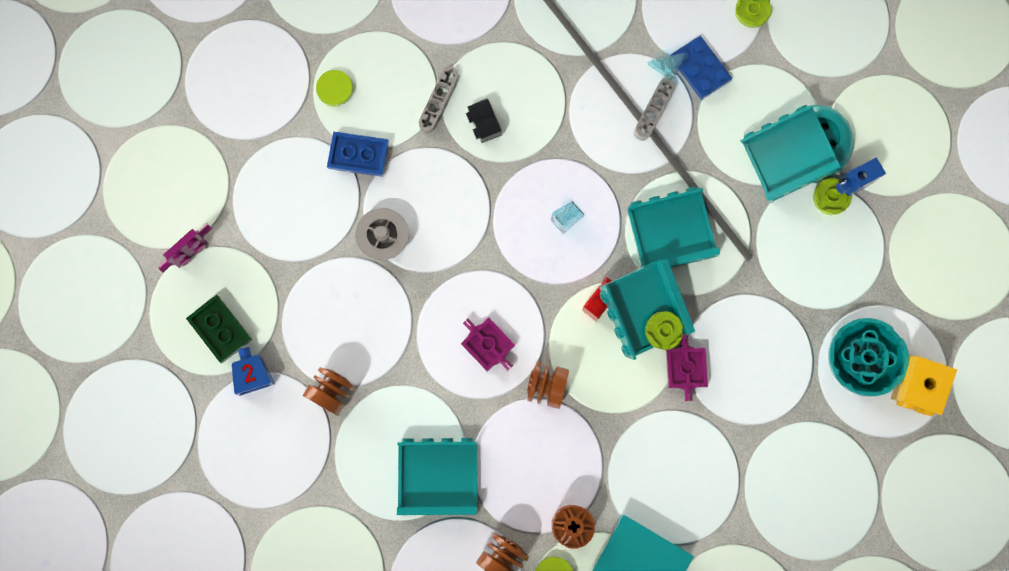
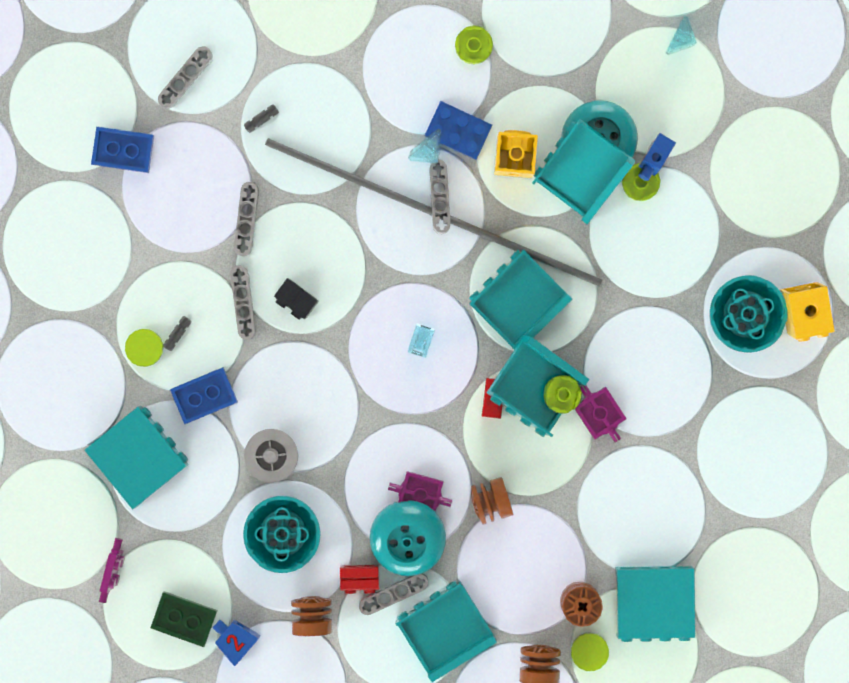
camera: 30 degrees left, 10 degrees up
(270, 169) = (137, 456): none -> teal panel
(330, 292) = (281, 557): none -> teal brick
(368, 92) = (177, 333): none -> dark grey axle
(390, 384) = (359, 578): none -> red brick
(411, 420) = (392, 591): none -> light grey beam
(475, 366) = (421, 522): none -> teal brick
(484, 37) = (242, 218): none -> light grey beam
(740, 107) = (515, 154): none -> yellow brick
(933, 101) = (683, 37): none -> clear light blue slope

